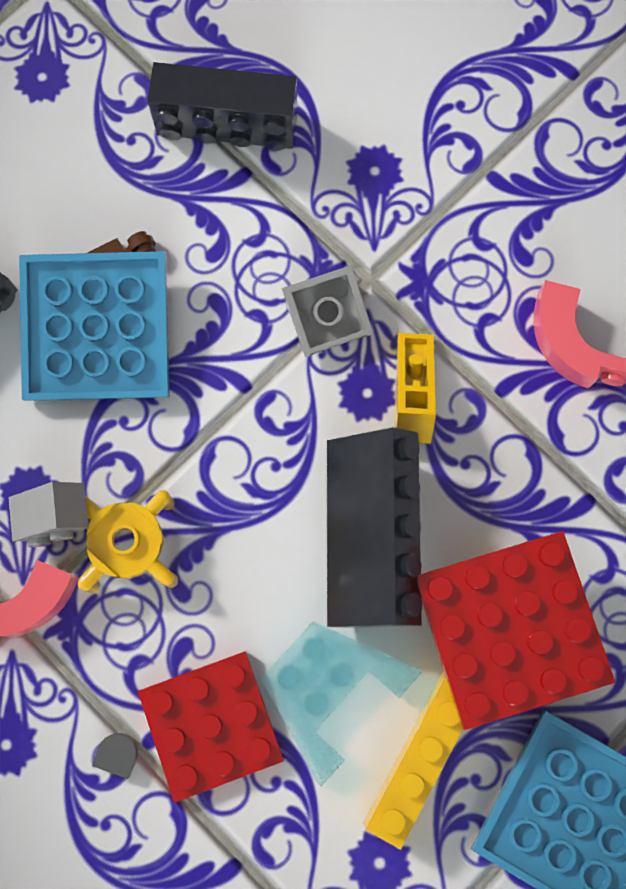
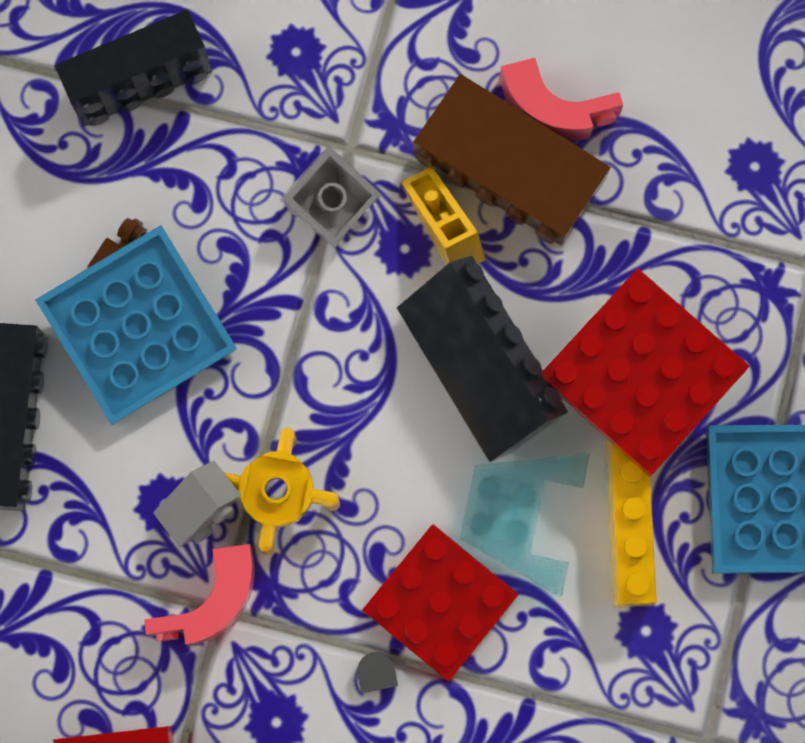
camera: 30 degrees left, 0 degrees up
(505, 368) = (510, 160): none -> reddish brown brick

